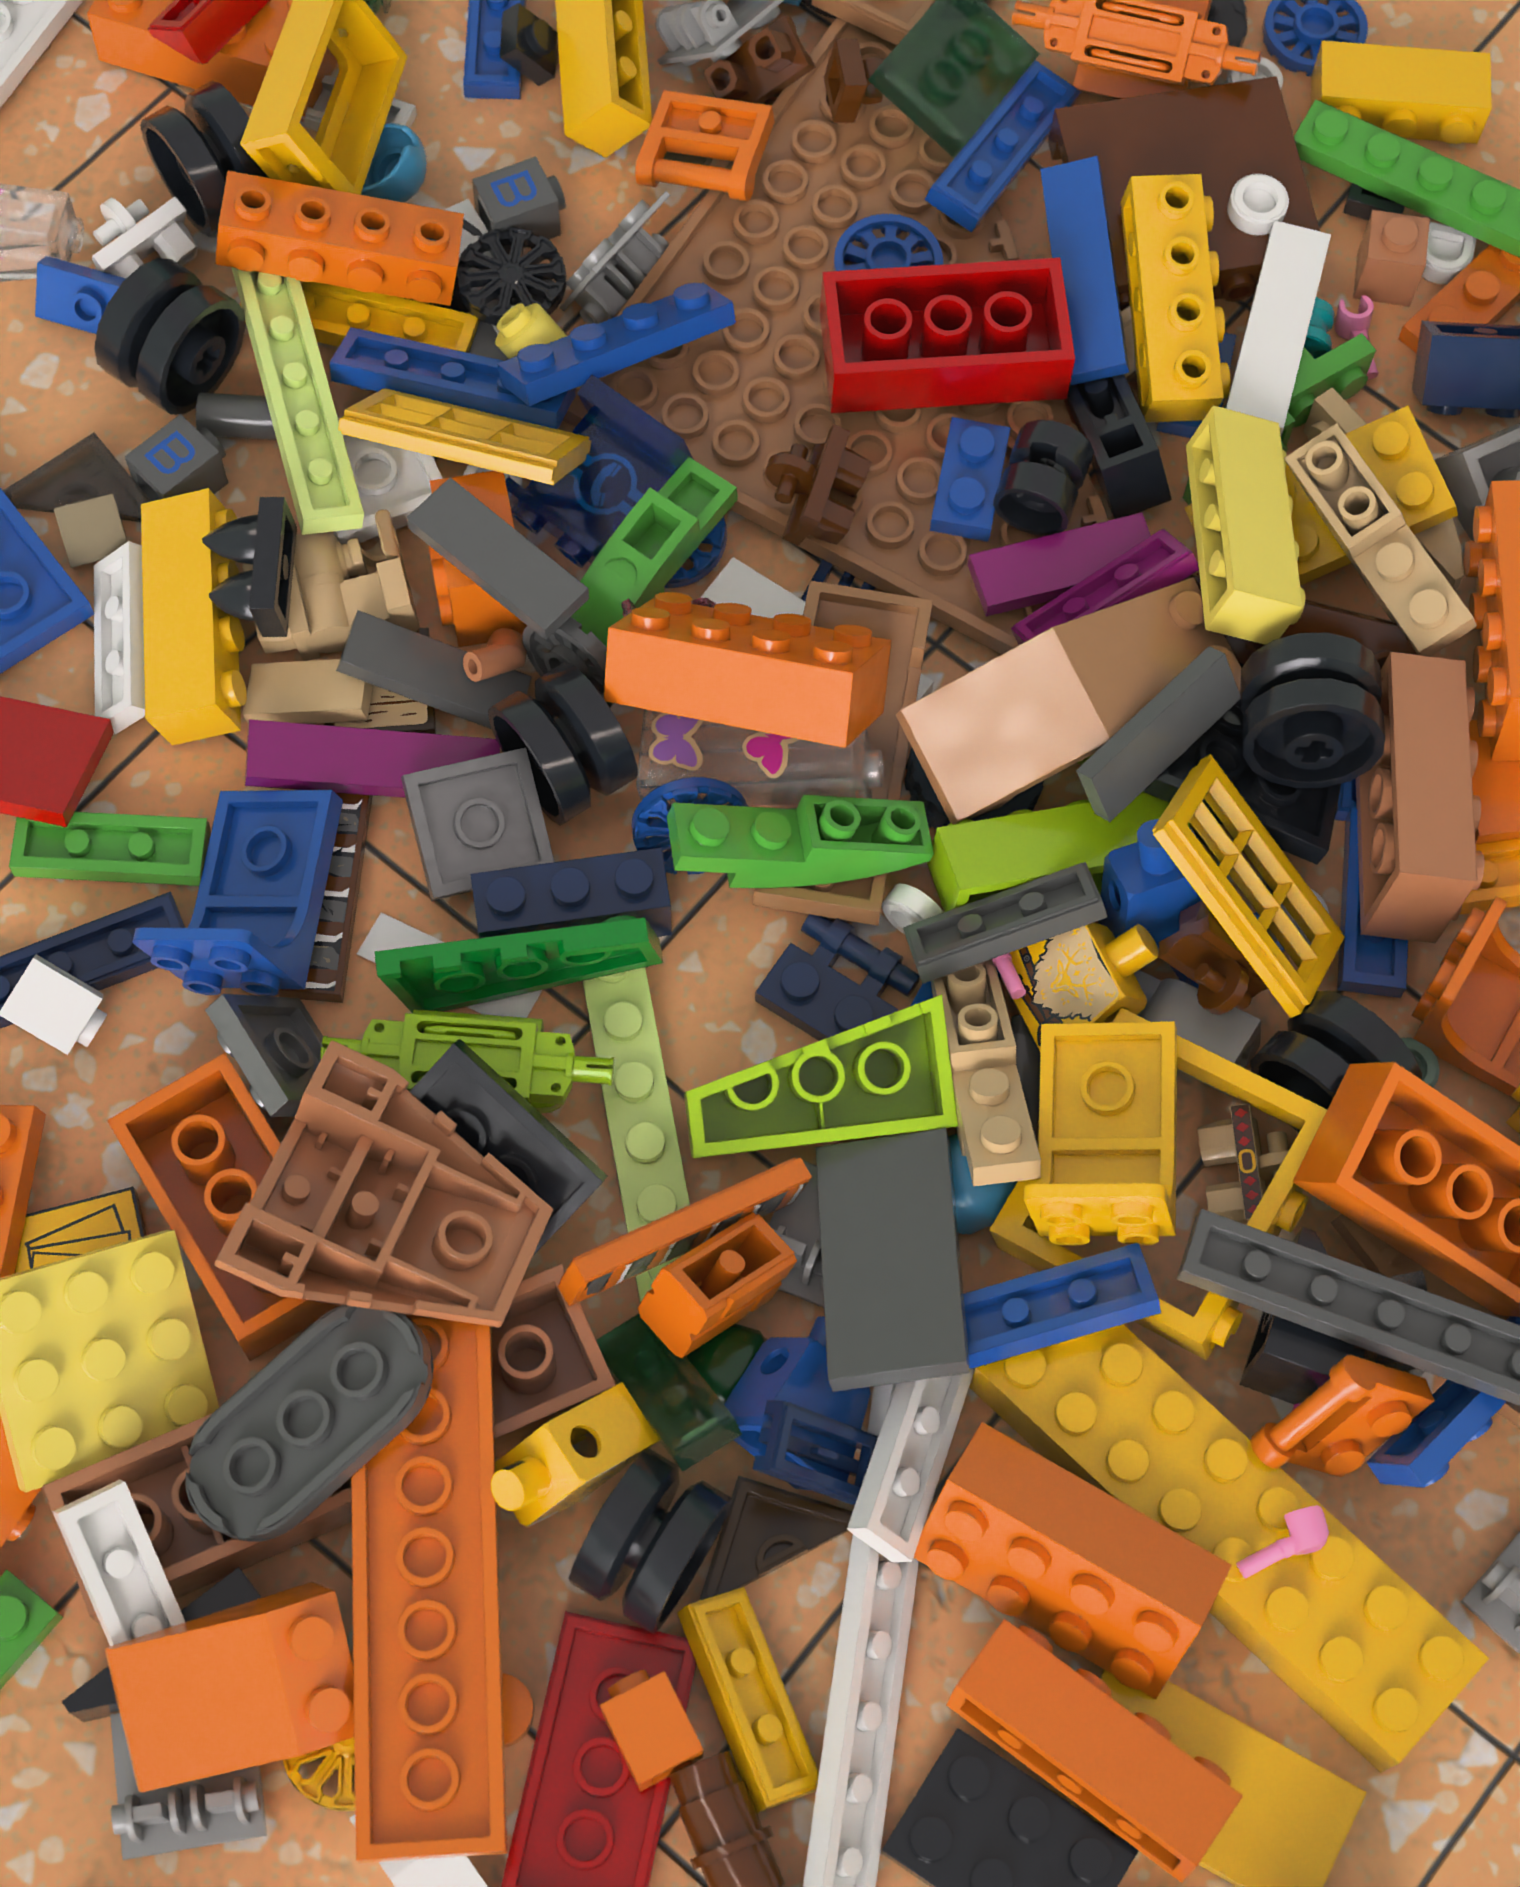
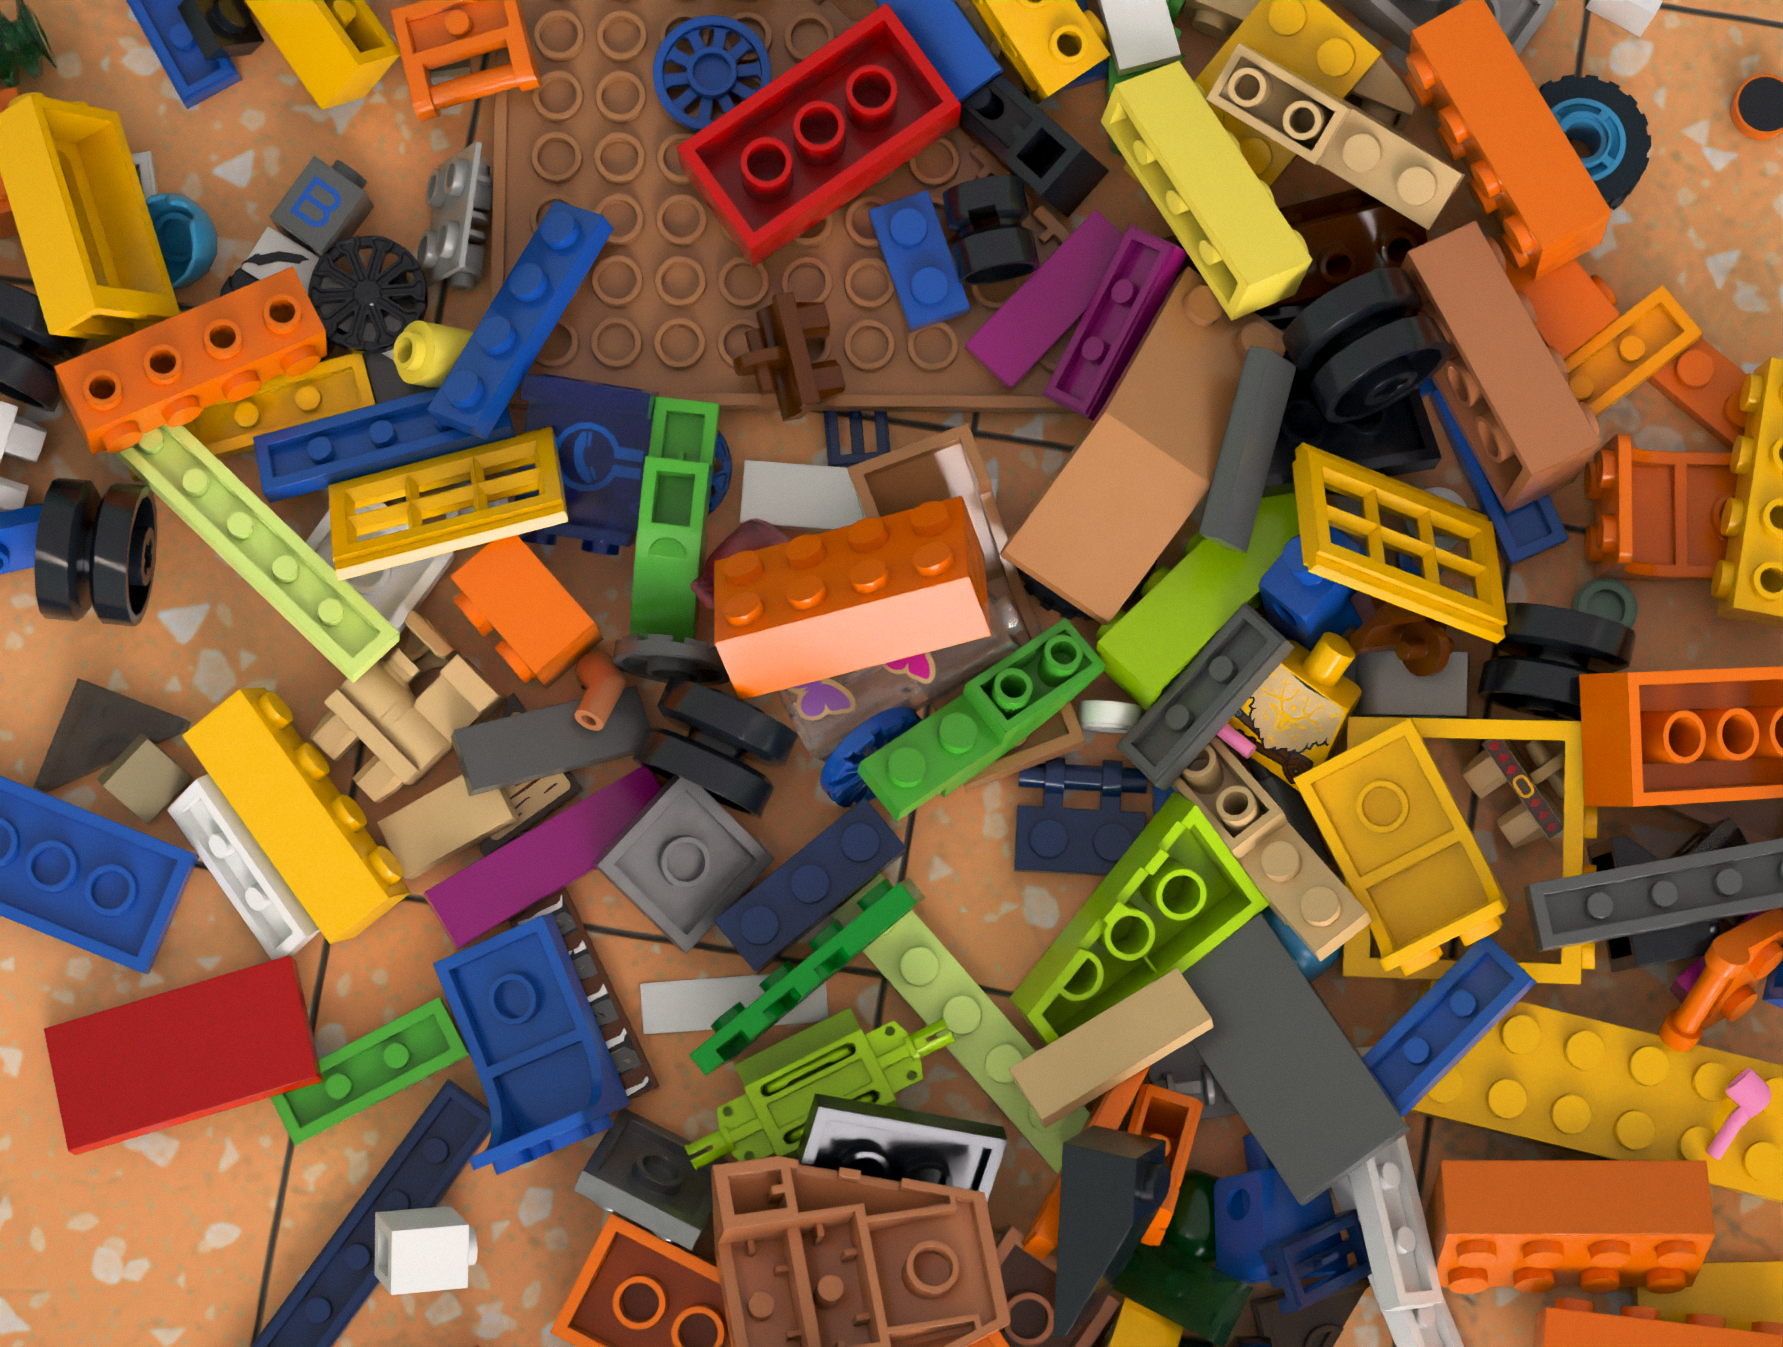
camera: 30 degrees left, 15 degrees up
(178, 461) = (183, 669): dark grey brick -> none
(235, 416) = (197, 585): dark grey cylinder -> none
(269, 546) = (331, 717): black tile -> none
(498, 558) = (564, 622): dark grey tile -> none
(642, 1278) = (1107, 1202): none -> black slope
(743, 1157) = (1111, 1047): none -> tan tile

